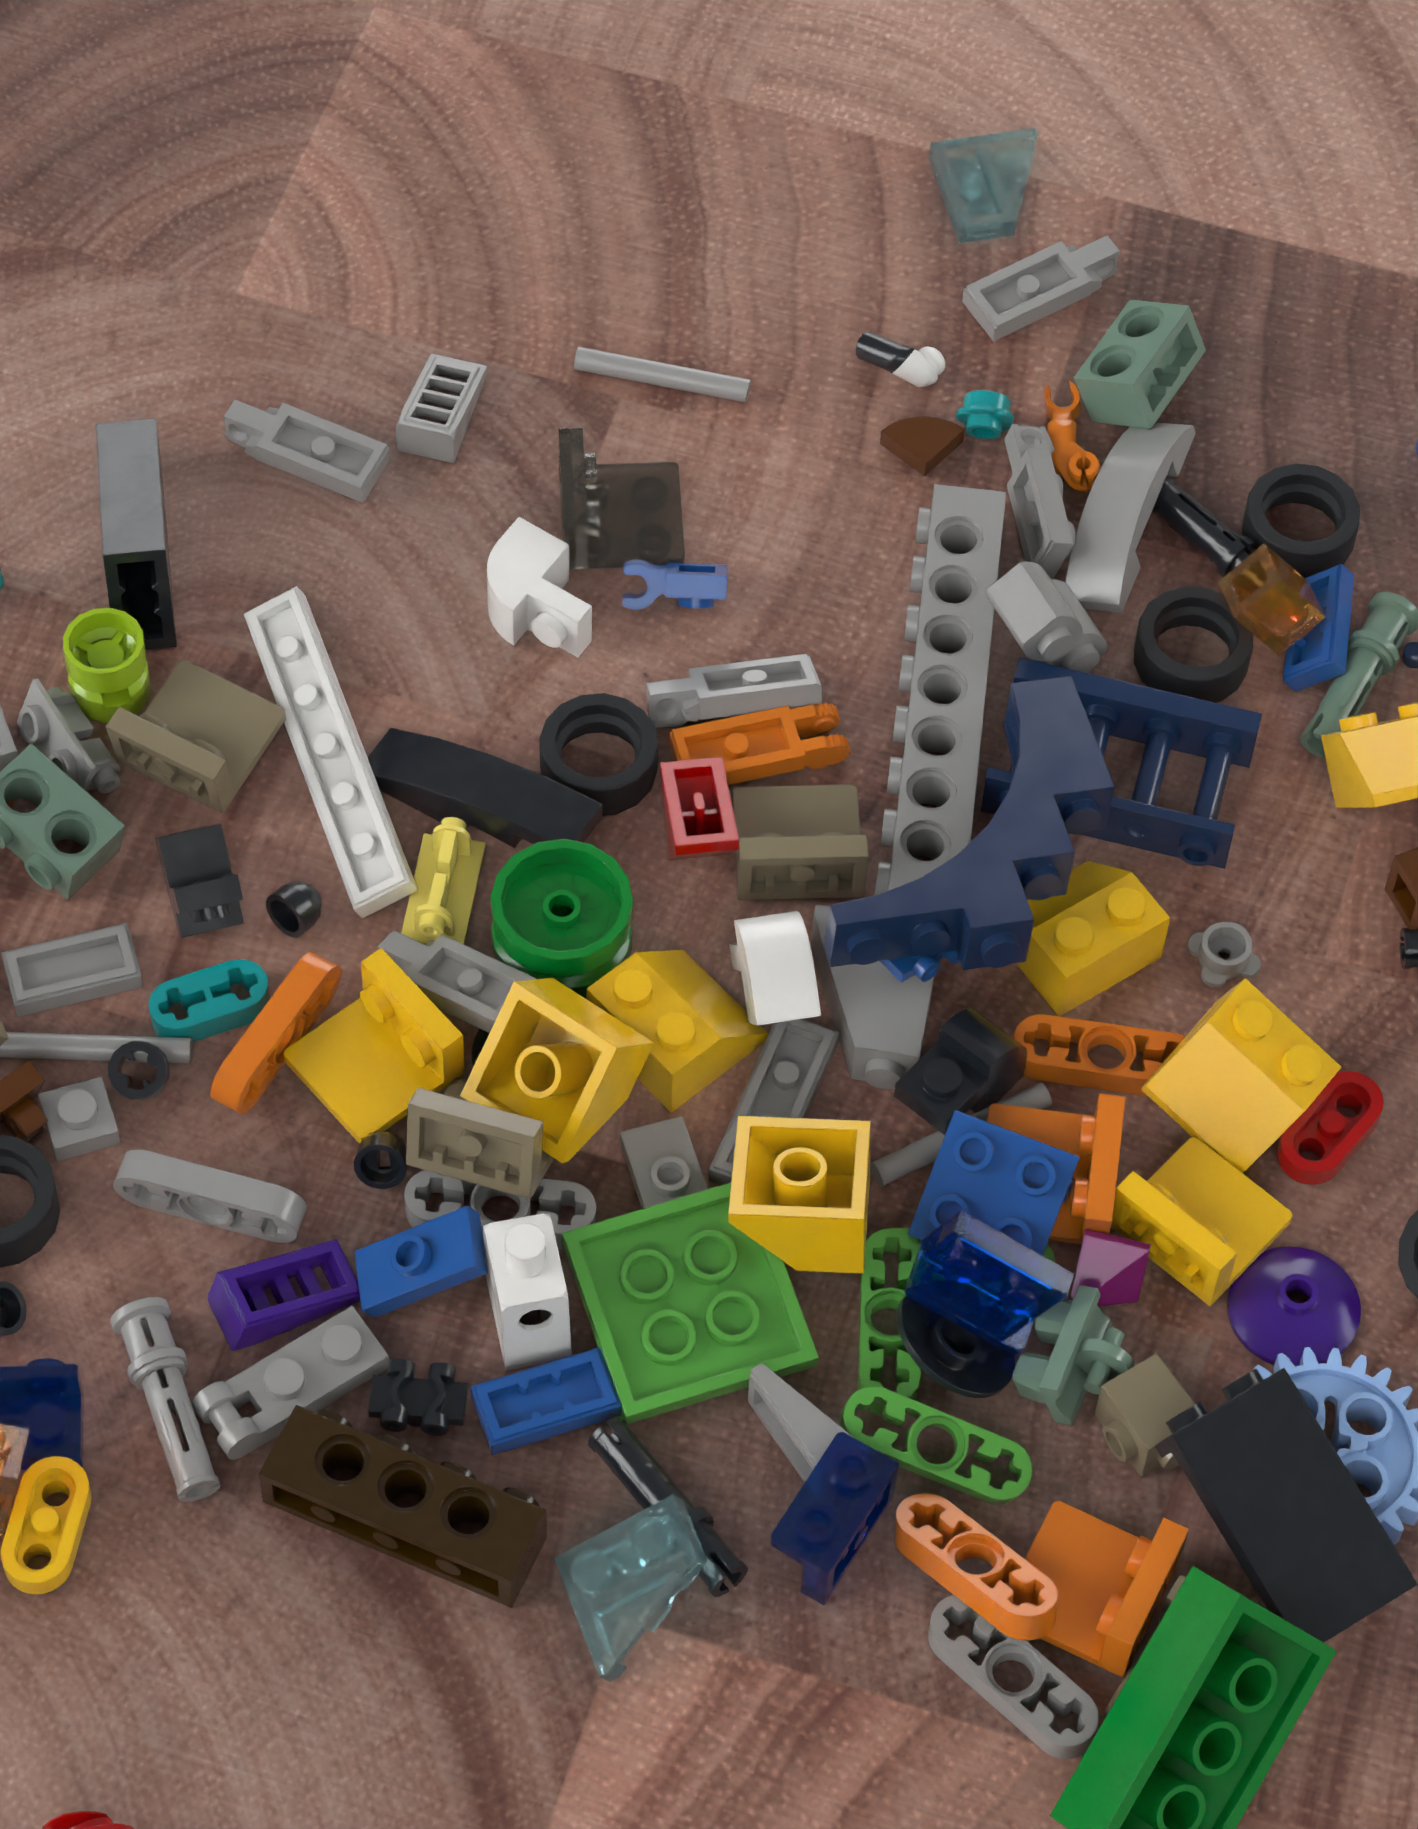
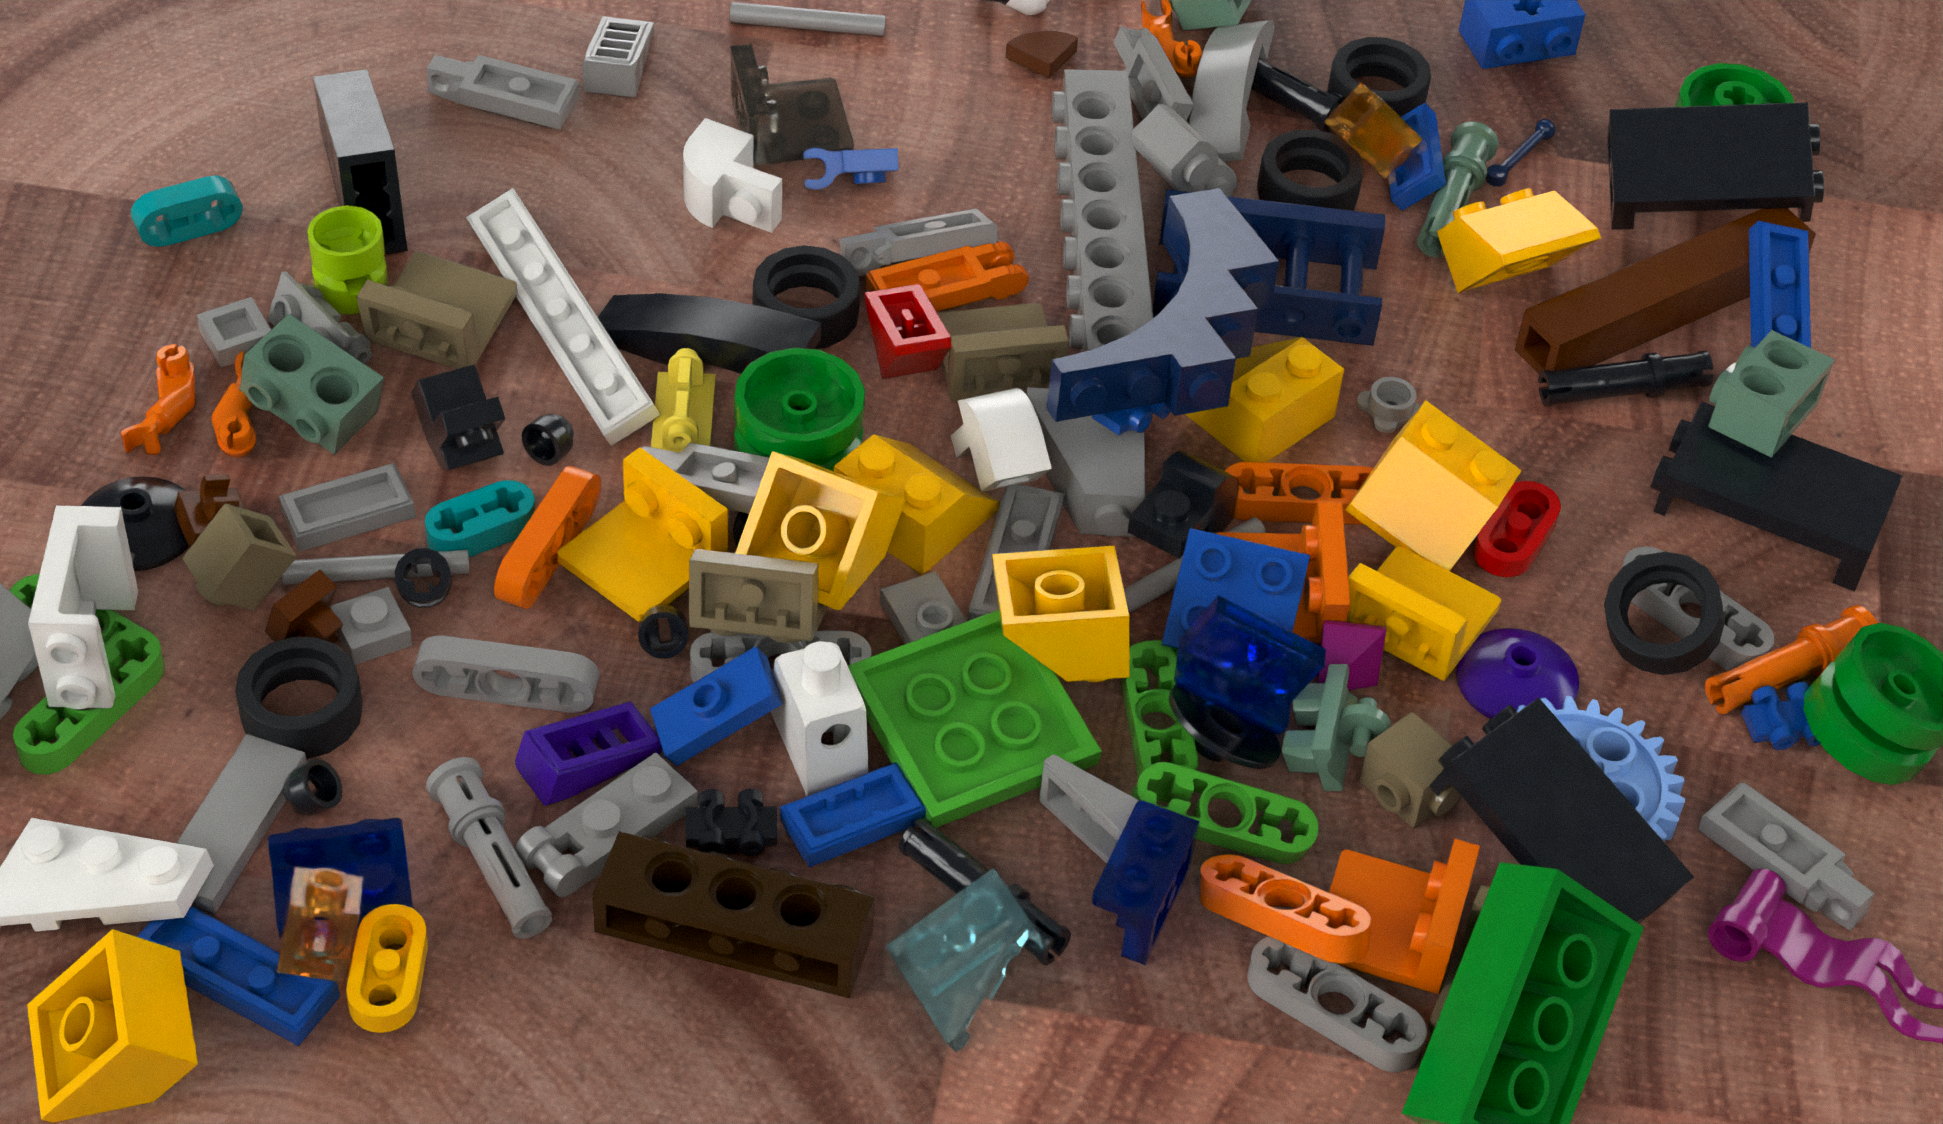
camera: 10 degrees left, 10 degrees down
(985, 414) = (1093, 25): teal plate -> none

